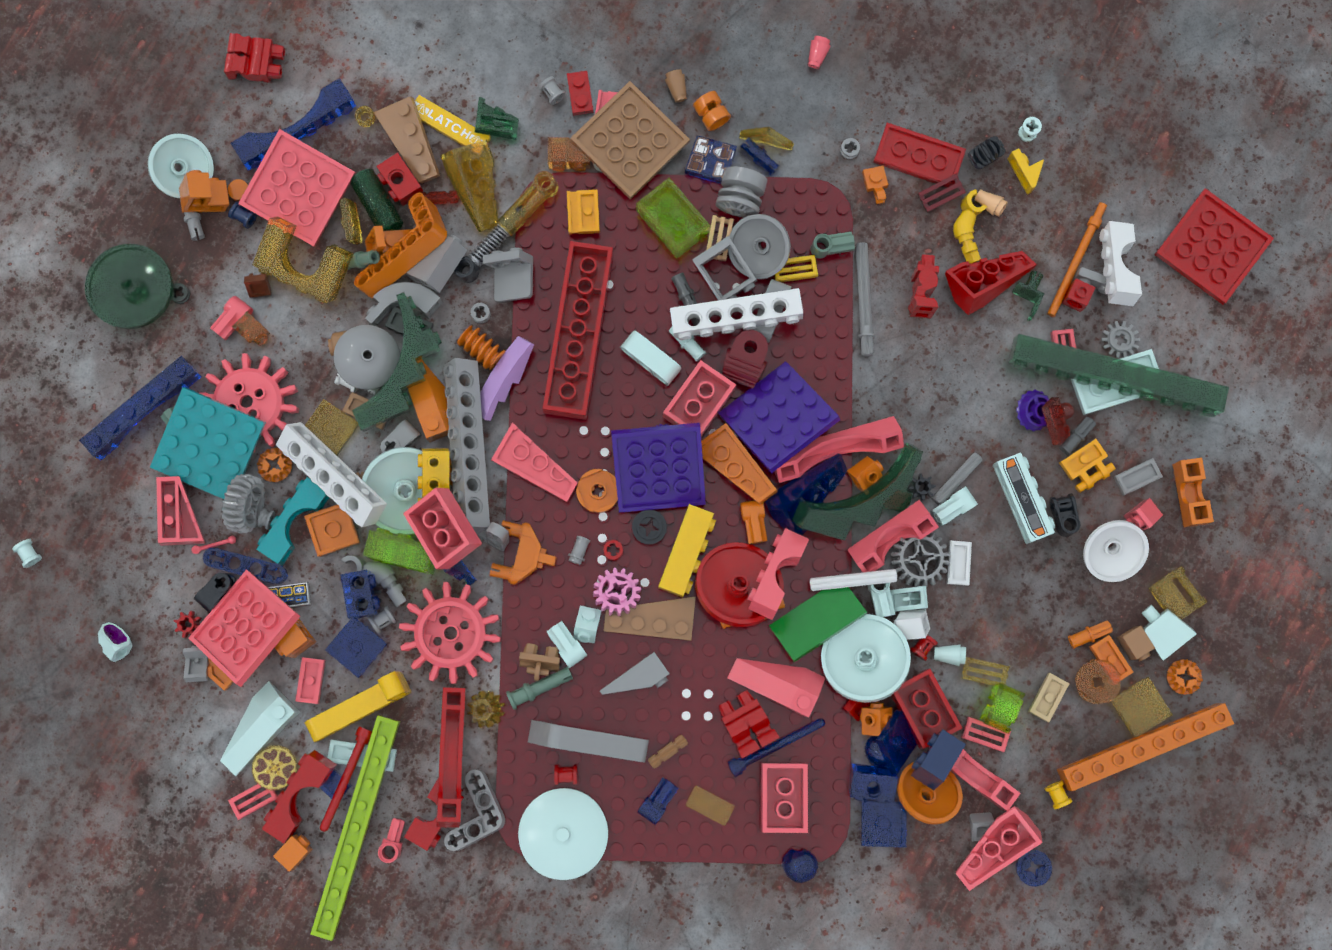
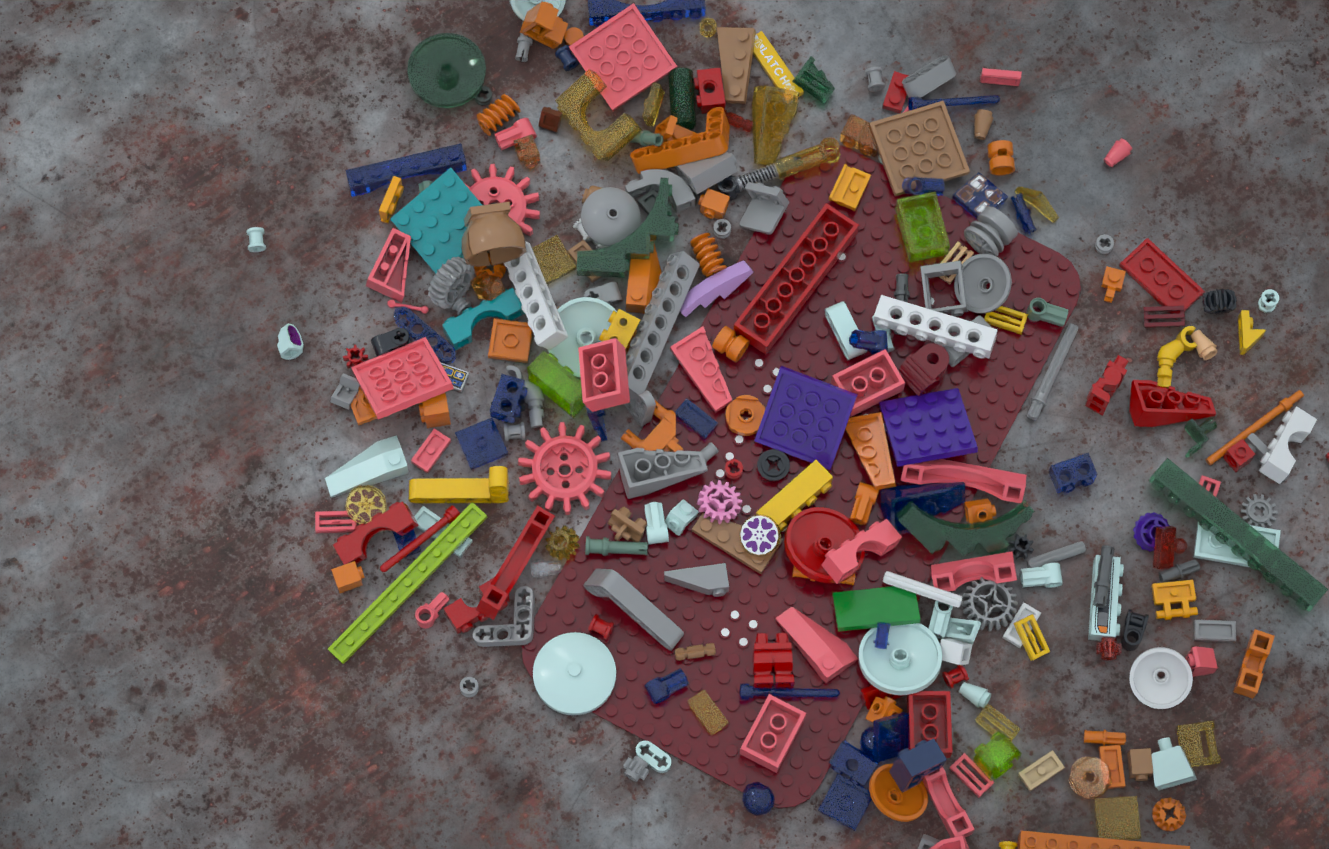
camera: 30 degrees right, 10 degrees down
(140, 446) = (390, 200): none -> light orange plate
(202, 306) = (496, 113): none -> orange piece
(257, 436) = (494, 231): none -> medium nougat plate
(281, 488) = (487, 286): none -> clear orange brick
(460, 293) = (713, 204): none -> orange brick
(467, 904) = (465, 692): none -> light grey bush
(481, 742) = (544, 568): none -> clear cone
(536, 593) = (652, 470): none -> light grey wedge
(548, 427) = (730, 343): none -> orange wheel
(551, 517) = (696, 418): none -> clear blue tile
(604, 64) = (929, 77): none -> light grey beam
(604, 96) = (916, 102): none -> clear blue piece
(654, 176) = (924, 185): none -> clear blue piece
(670, 897) = (636, 768): none -> light grey gear
(671, 30) = (1000, 77): none -> coral tile
(673, 607) = (760, 535): none -> tile
(679, 880) = (656, 752): none -> light aqua beam
(684, 357) = (873, 341): none -> clear blue piece
(840, 653) = (882, 635): none -> clear blue pin
(931, 388) = (1070, 469): none -> clear blue brick
(962, 561) = (1032, 656): none -> yellow tile
(1017, 483) = (1102, 584): none -> dark grey pin
(1052, 546) = (1108, 648): none -> clear red gear

